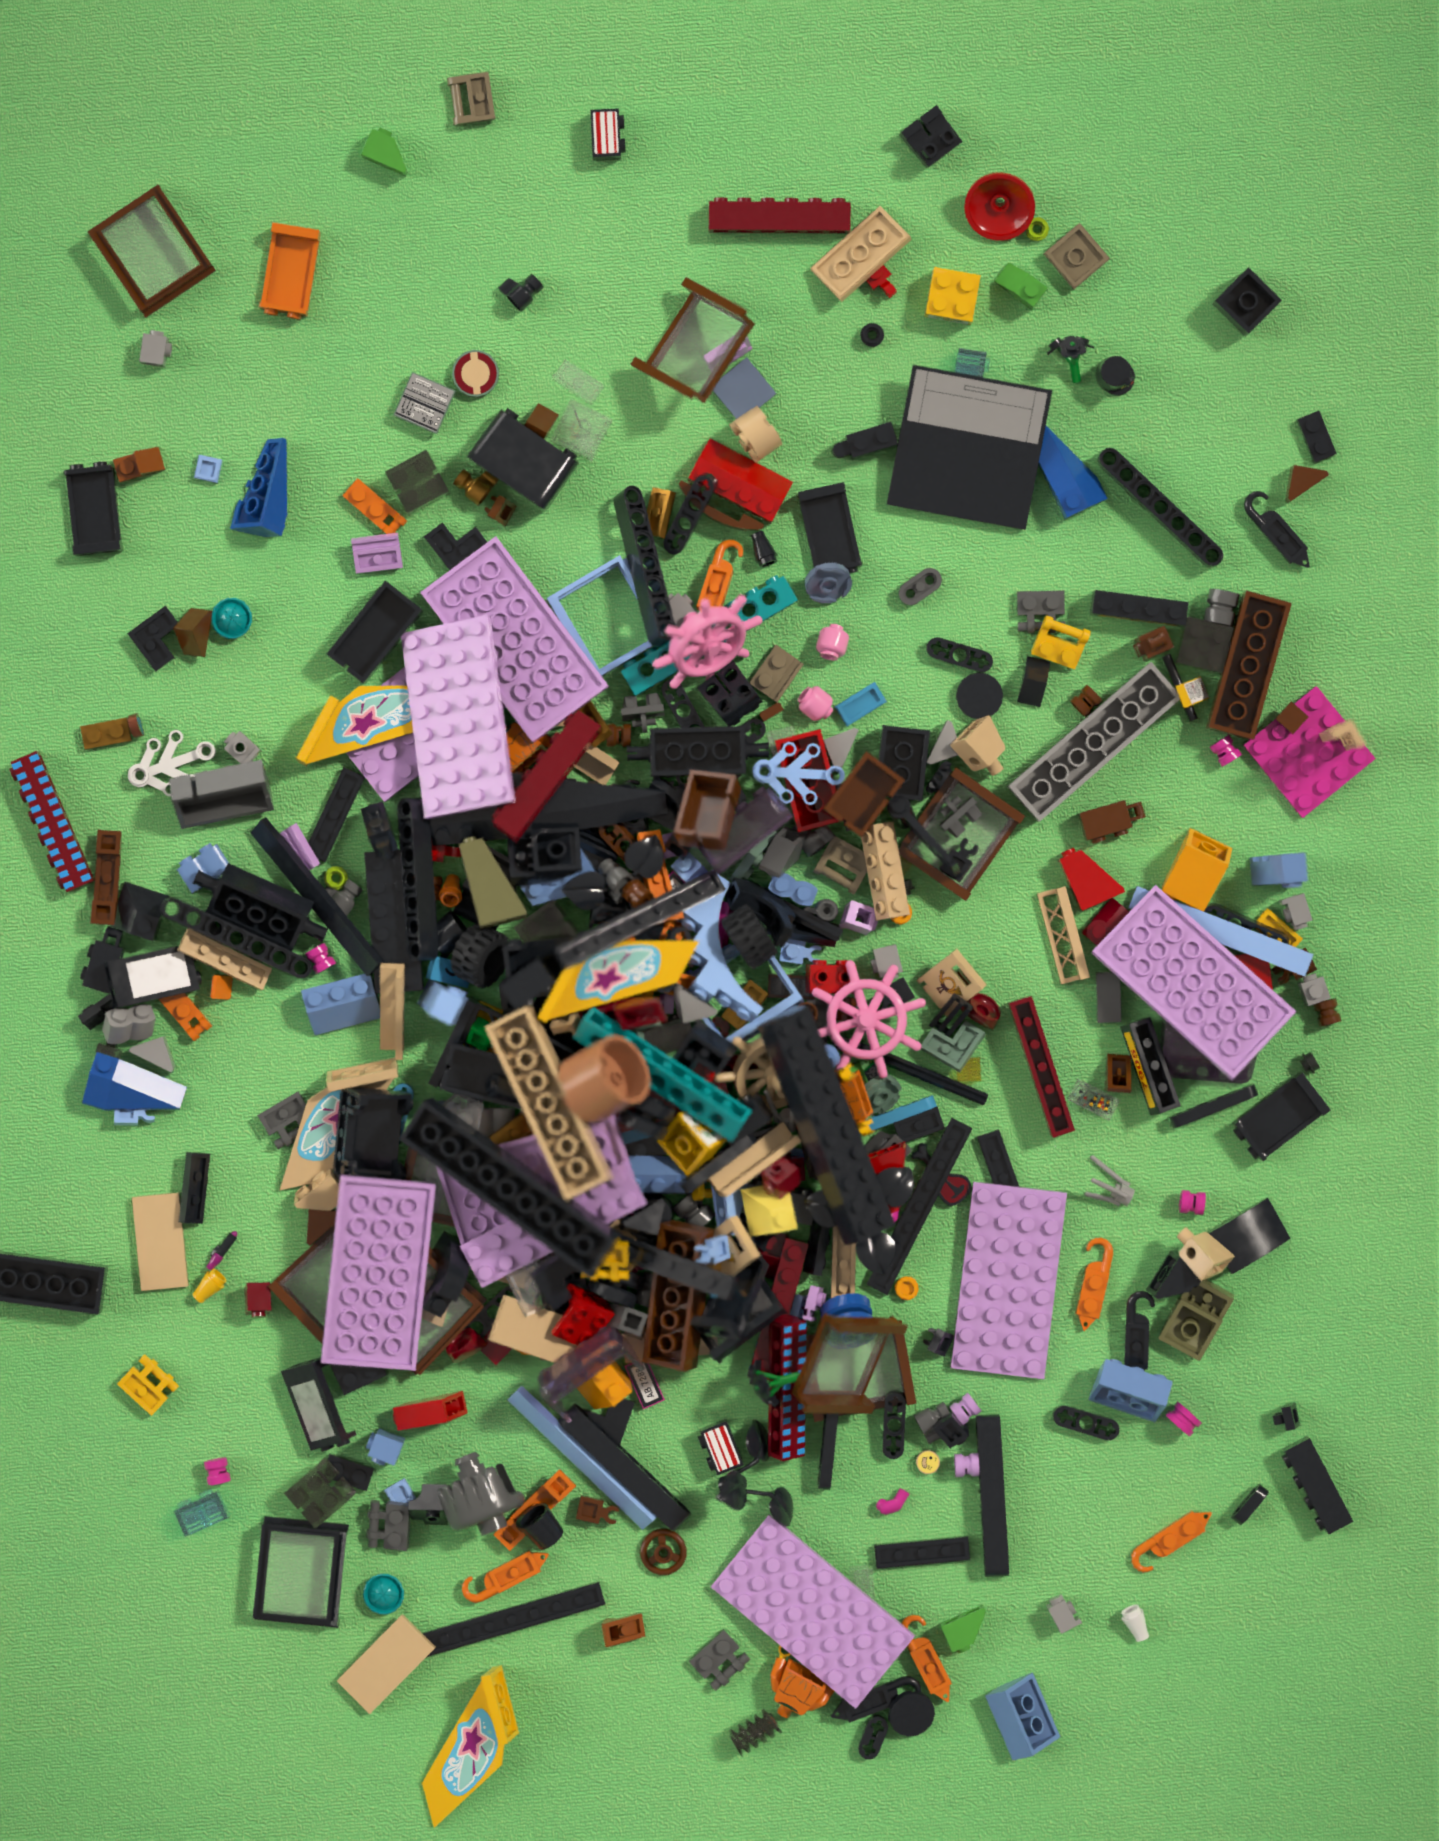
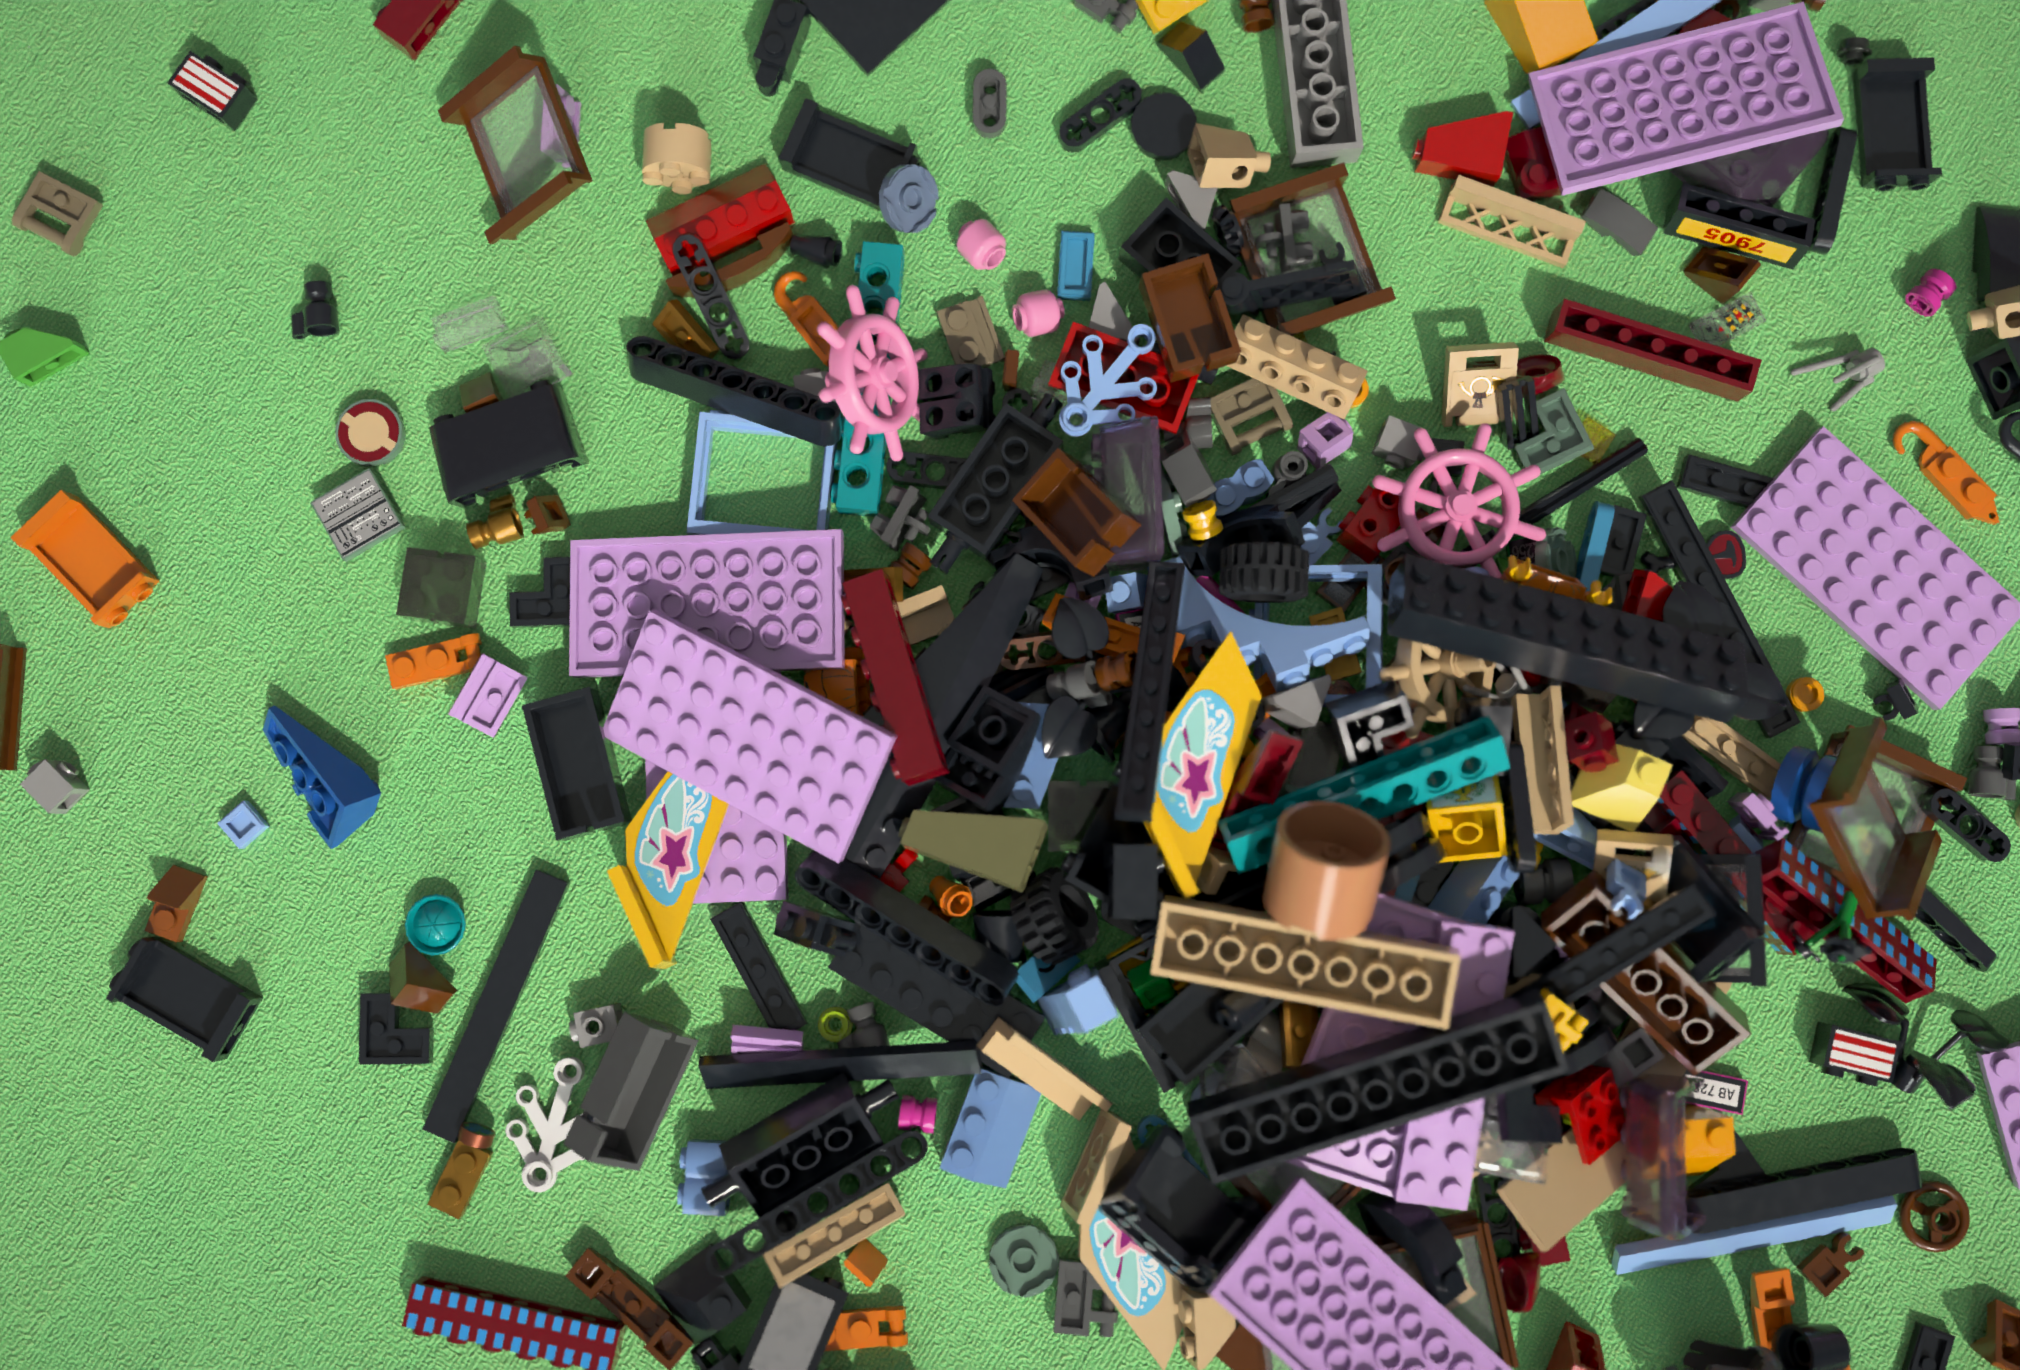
camera: 60 degrees left, 5 degrees down
(212, 683) = (496, 1005): none -> black tile
(283, 1072) = (1023, 1260): none -> sand green tile
(743, 389) = (615, 143): sand blue tile -> none
(757, 882) = (1202, 520): none -> yellow wheel
(1109, 819) = (1412, 79): reddish brown brick -> none

